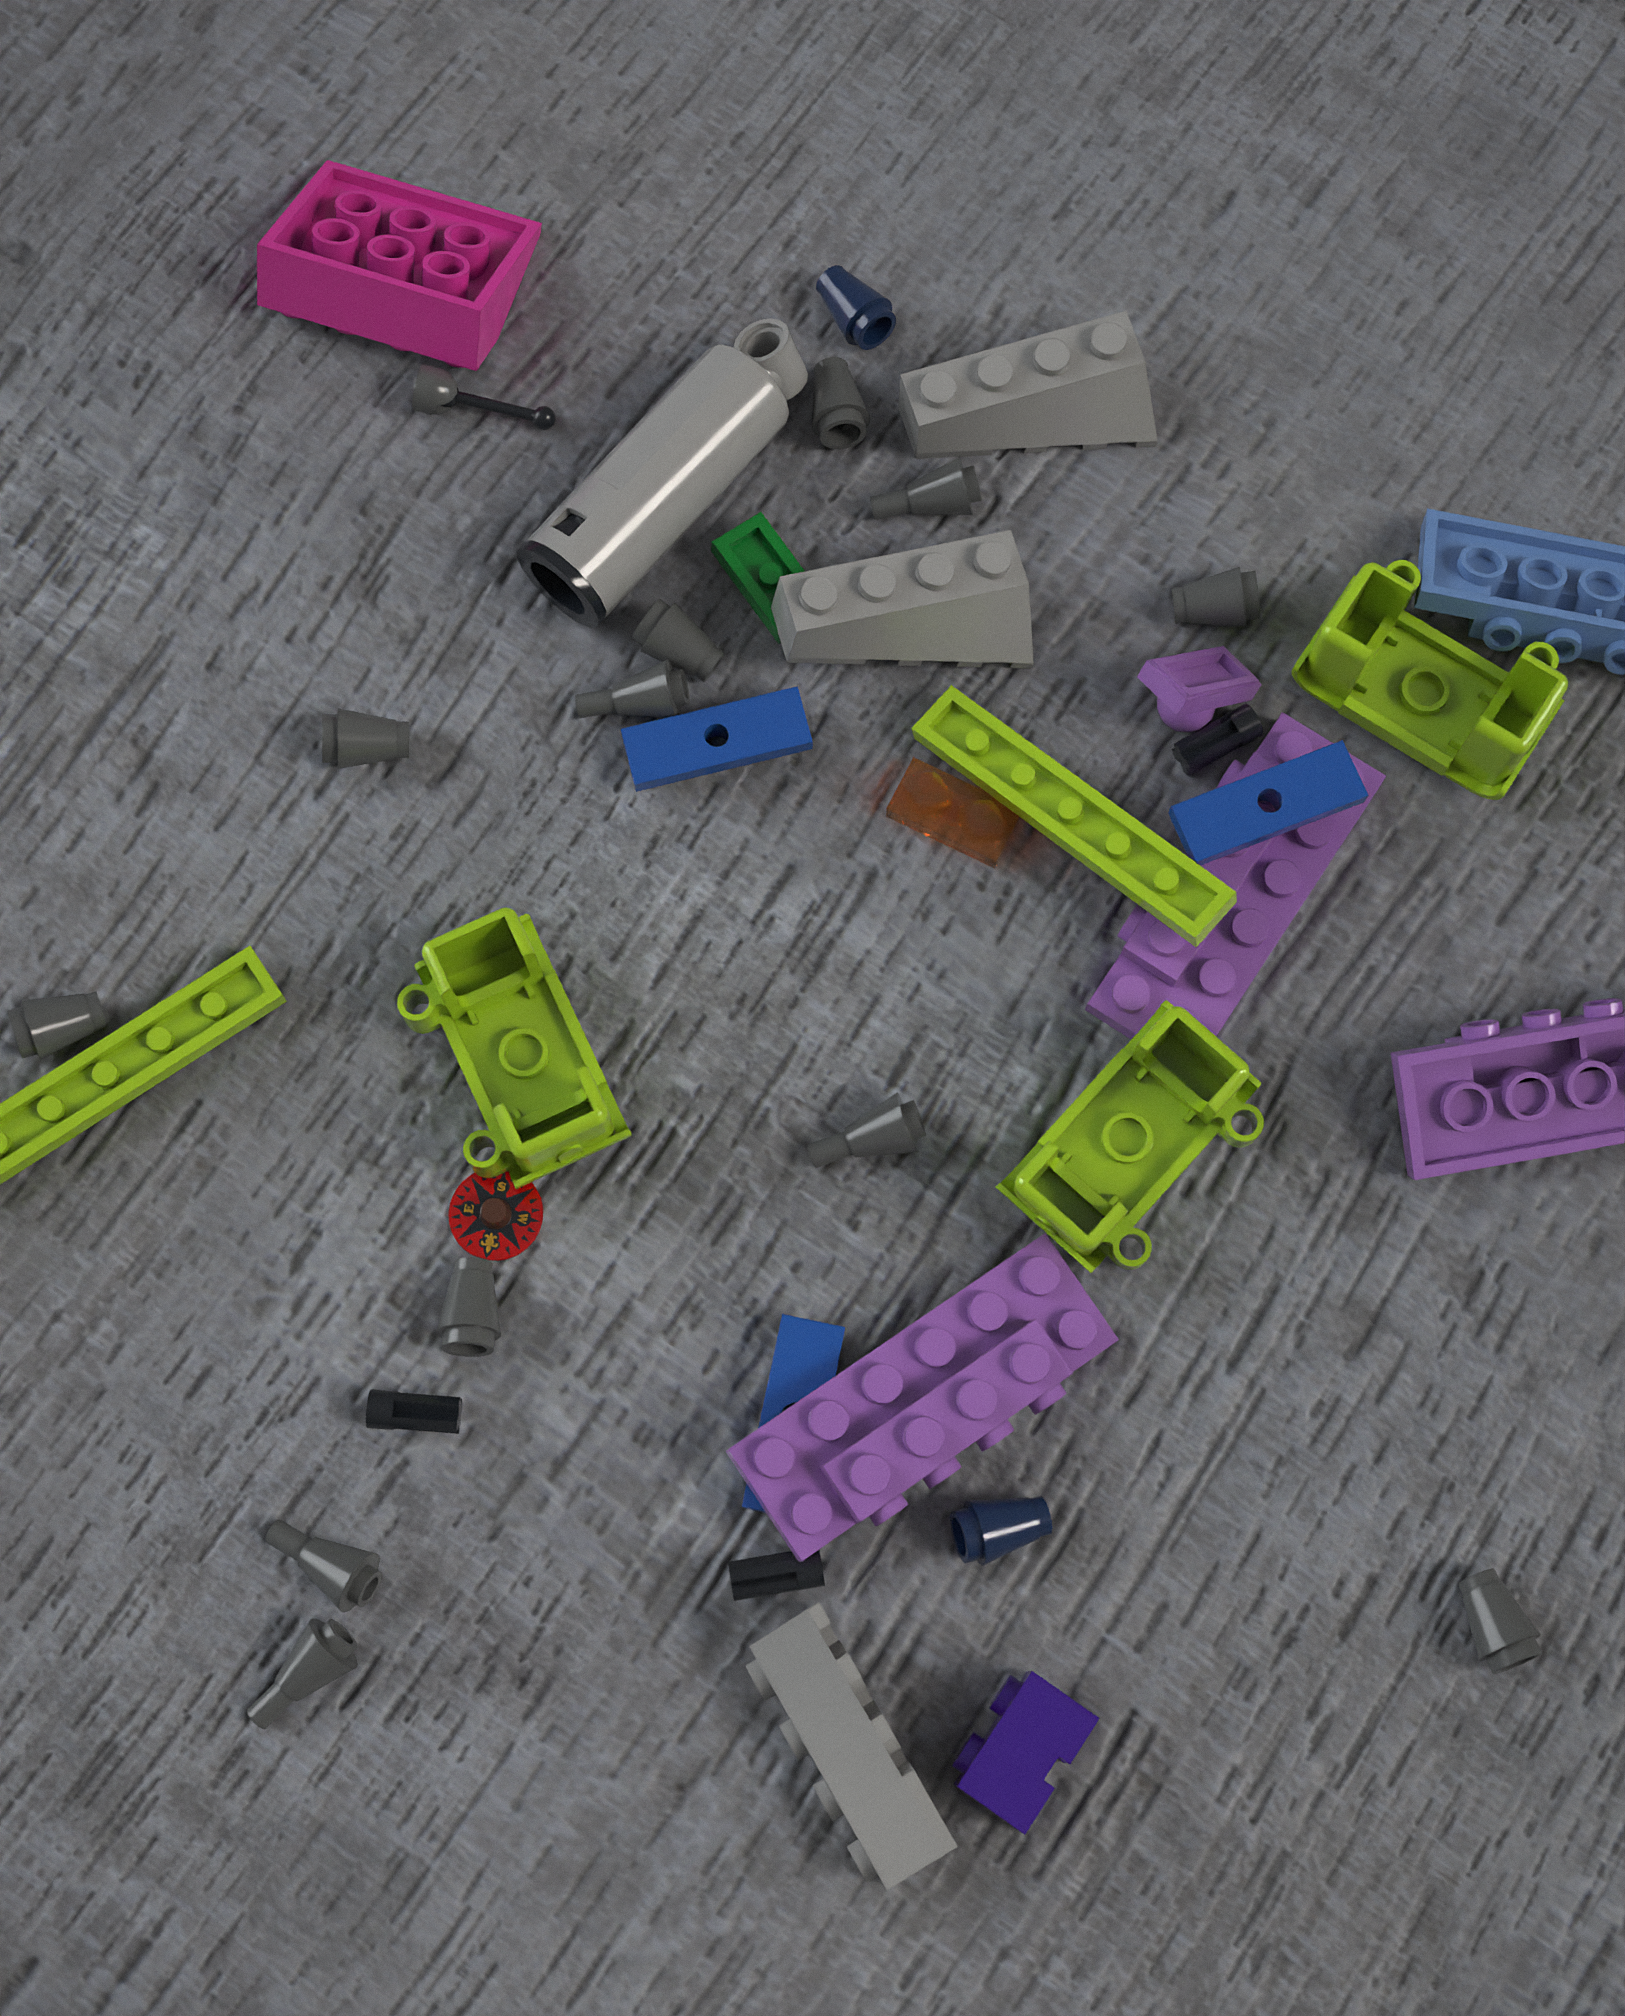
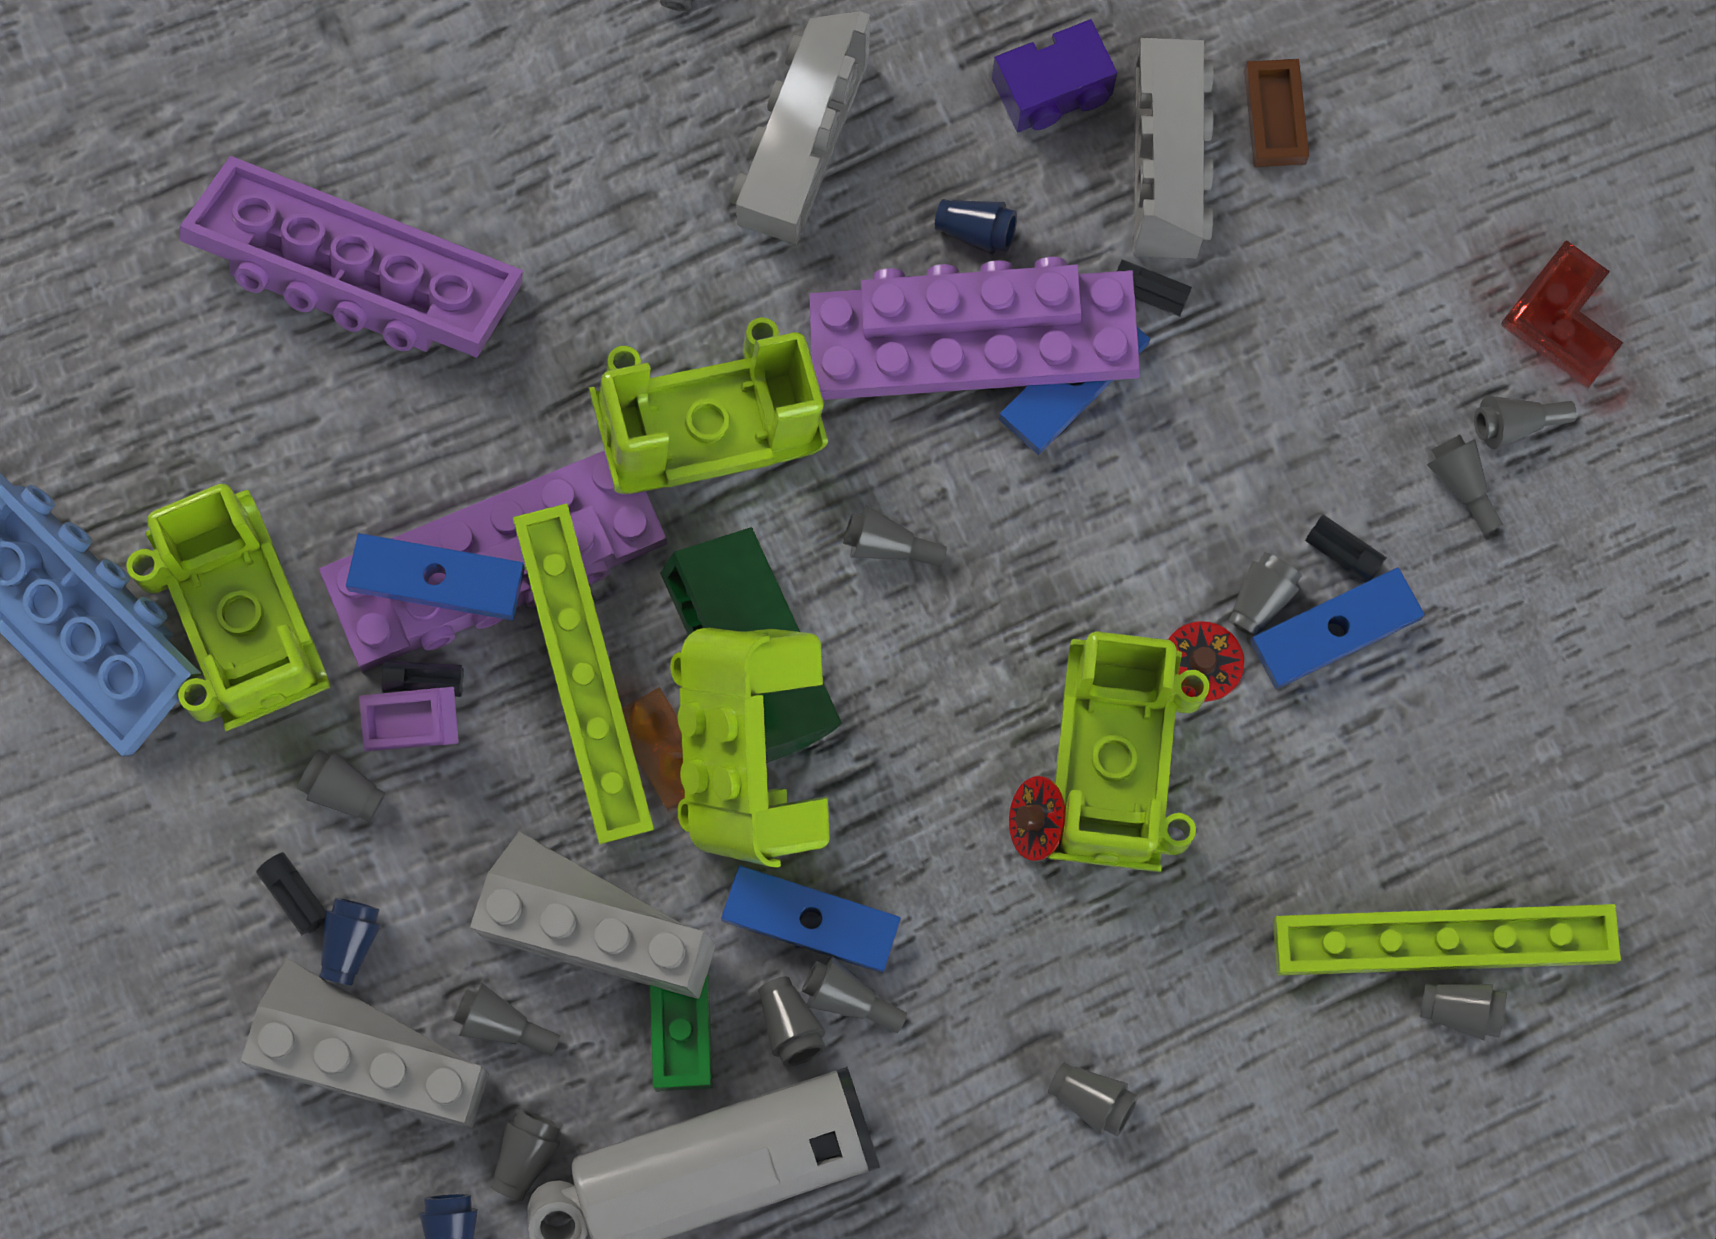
camera: 150 degrees left, 0 degrees up
(331, 1807) = (1551, 318): none -> clear red brick
(352, 1353) = (1363, 613): none -> blue tile
(563, 948) = (1037, 818): none -> piece
(763, 1875) = (1276, 113): none -> reddish brown tile
(919, 861) = (725, 743): none -> lime container
(936, 947) = (734, 589): none -> dark green brick
(1115, 481) = (347, 939): none -> dark blue cone
(1191, 491) = (292, 893): none -> black piece
(1246, 1512) = (803, 125): none -> light grey wedge

